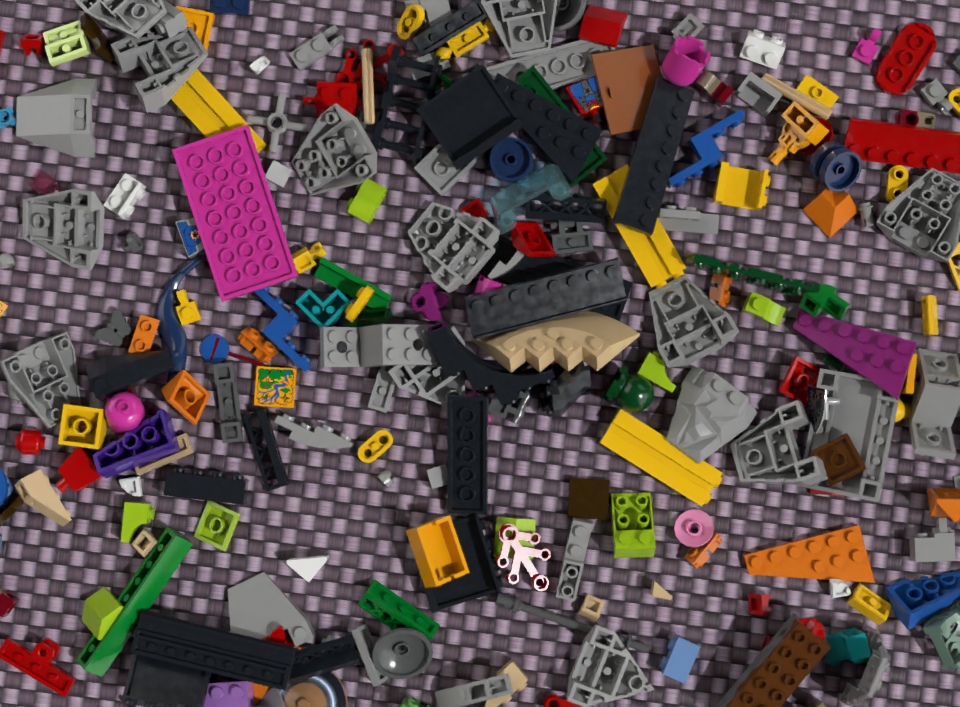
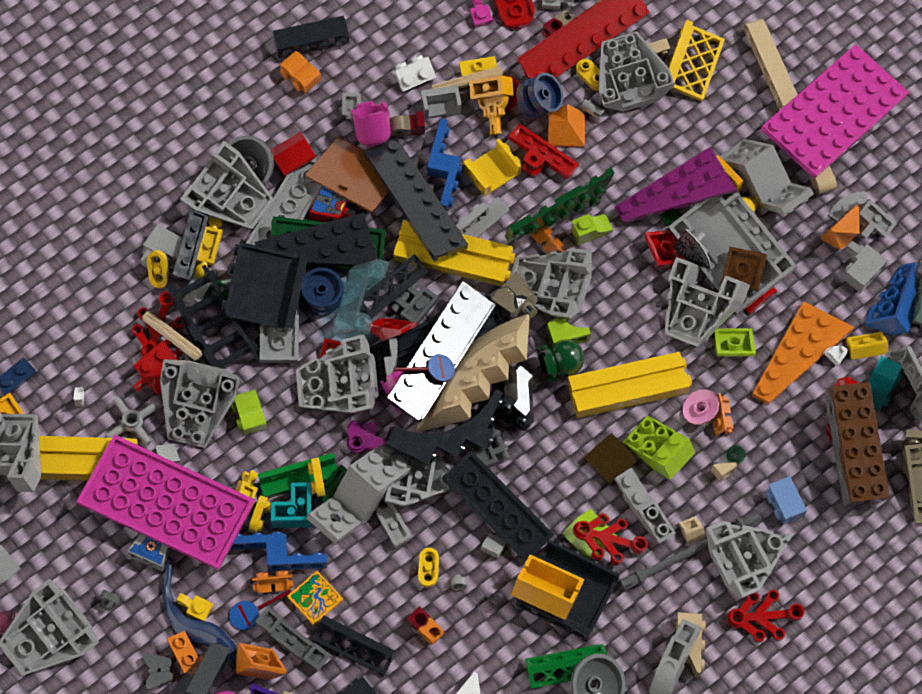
camera: 45 degrees left, 20 degrees down
(125, 196) = (70, 573): white bracket -> none
(304, 283) = (261, 508): none -> yellow plate
(315, 48) = (107, 350): light grey hinge -> none
(322, 436) = (384, 599): light grey slope -> none
(328, 485) = (425, 625): none -> leg
(528, 312) = (439, 367): none -> piece
(648, 310) = (516, 297): none -> dark tan torso
(688, 587) = (735, 449): none -> clear green plate
(707, 414) = (628, 325): light grey wedge -> none
(759, 604) = (796, 413): red tile -> none
(772, 505) = (734, 342): none -> lime slope
(790, 212) = (541, 153): none -> red plate
(824, 300) = (625, 182): green brick -> none
(929, 315) = (700, 132): yellow slope -> none

